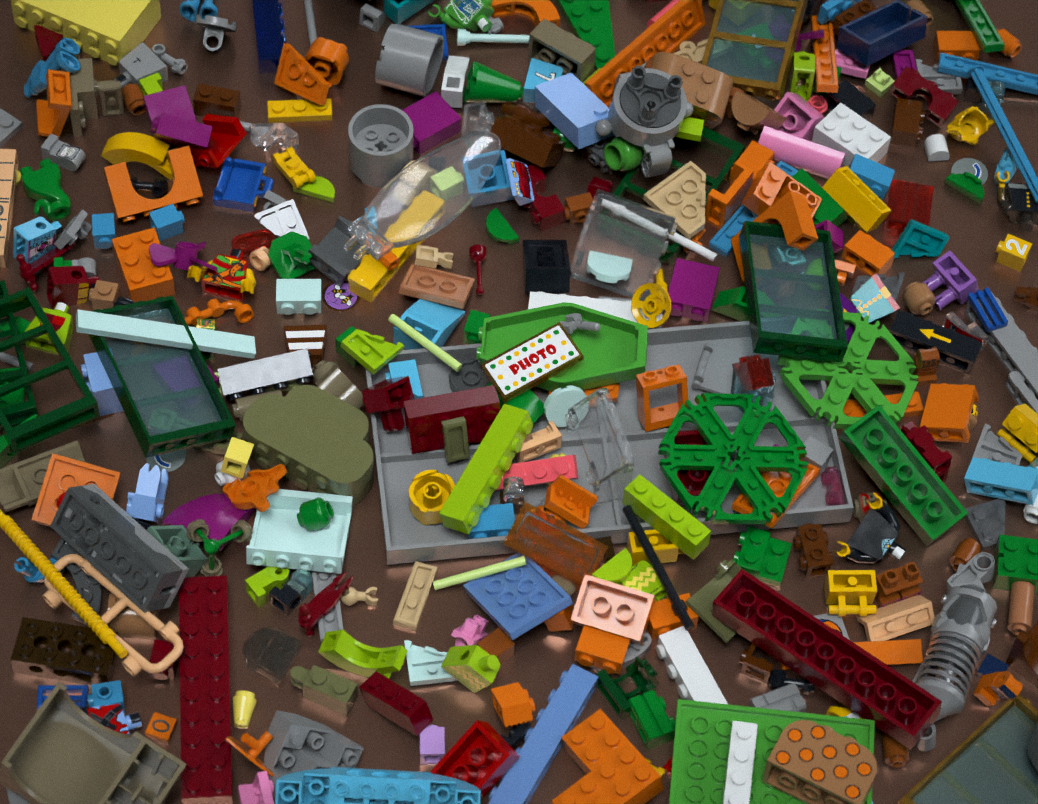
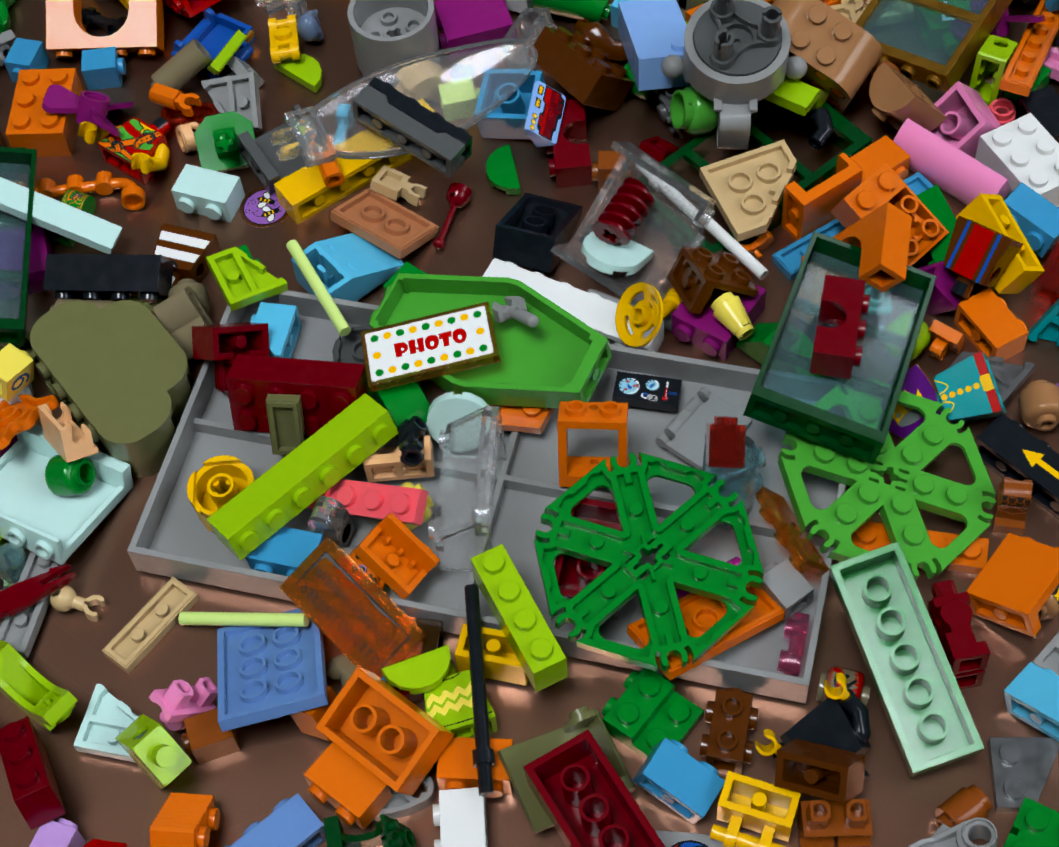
camera: 30 degrees right, 0 degrees up
(231, 209) = (183, 66): none -> dark tan brick
(240, 233) = (174, 99): none -> orange bar
(261, 190) = (226, 52): none -> lime tile
(305, 489) = (65, 435): none -> light nougat hinge
(307, 153) = (309, 26): none -> sand blue piece
(438, 213) = (412, 127): none -> dark grey piece
(540, 423) = (410, 437): none -> black bar
(609, 238) = (624, 213): none -> dark red piece
(671, 354) = (647, 391): none -> black tile
(678, 268) = (700, 271): none -> reddish brown bracket
(707, 289) = (732, 314): none -> light yellow cone
(712, 146) = (824, 125): none -> black arm
(795, 295) = (836, 346): none -> dark red arch
(799, 585) = (679, 780): none -> dark azure brick
(804, 420) = (788, 533): none -> clear orange tile
(849, 210) = (978, 255): none -> torso
(882, 553) = (820, 770): none -> reddish brown brick

